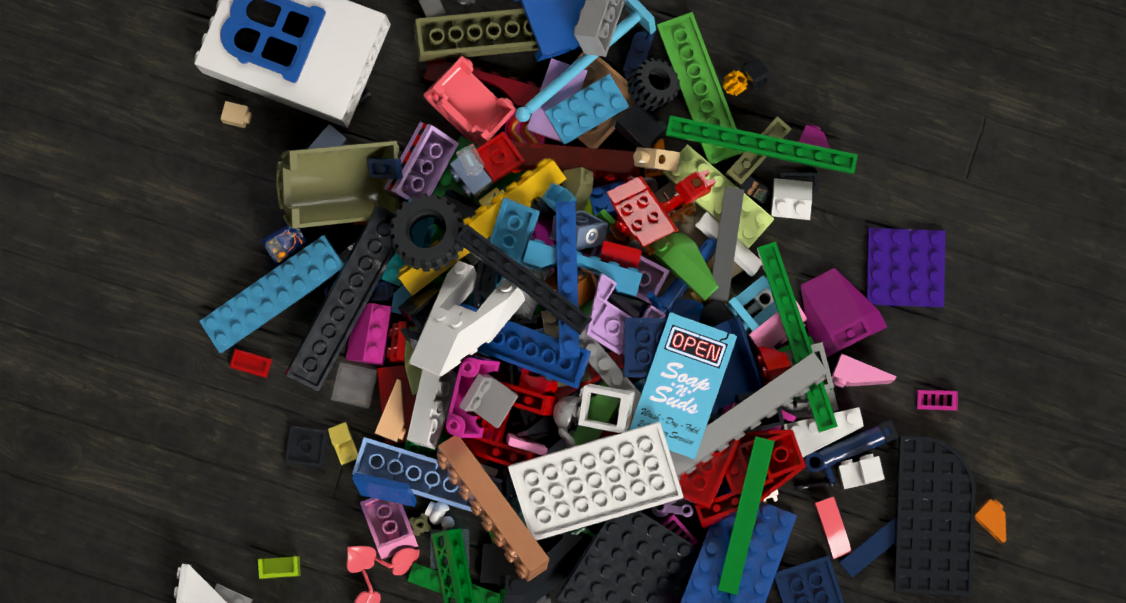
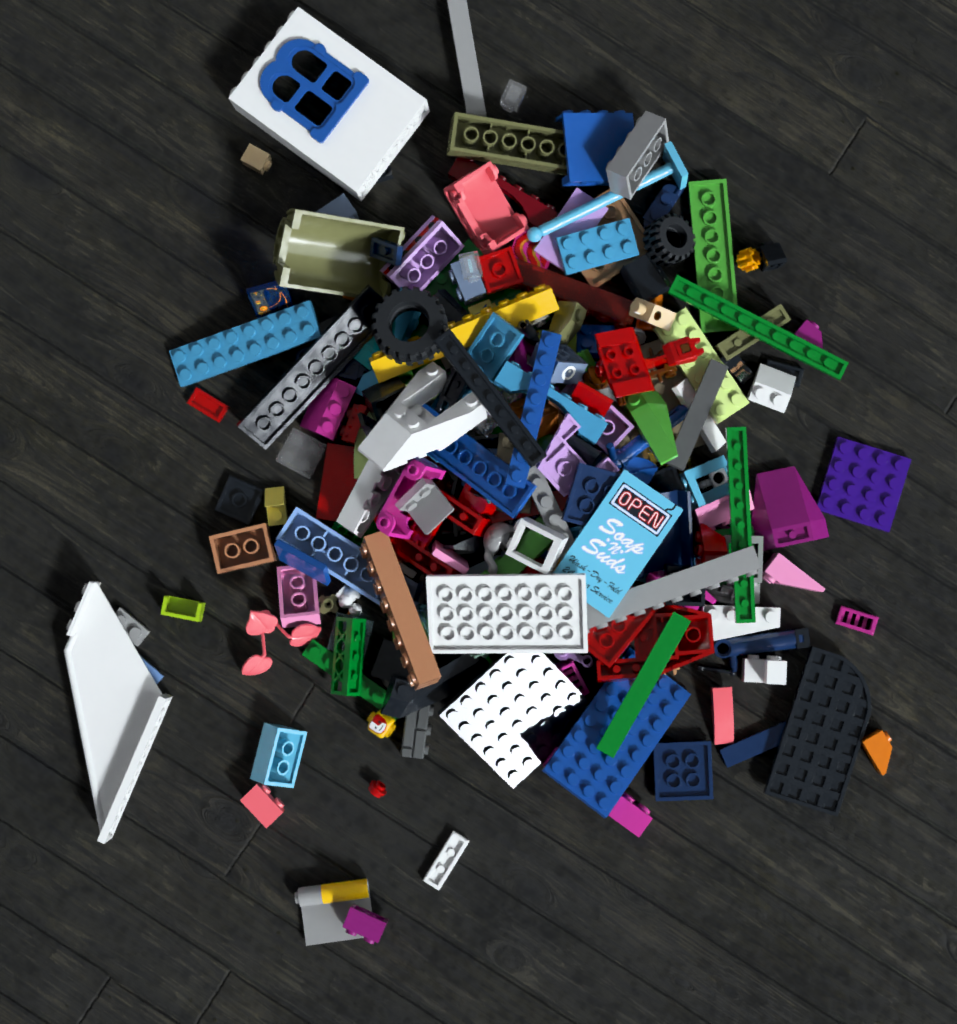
camera: 15 degrees right, 5 degrees up
(322, 492) = (242, 548): none -> nougat brick
(393, 420) = (329, 496): light nougat slope -> none
(557, 193) = (546, 322): dark azure panel -> none

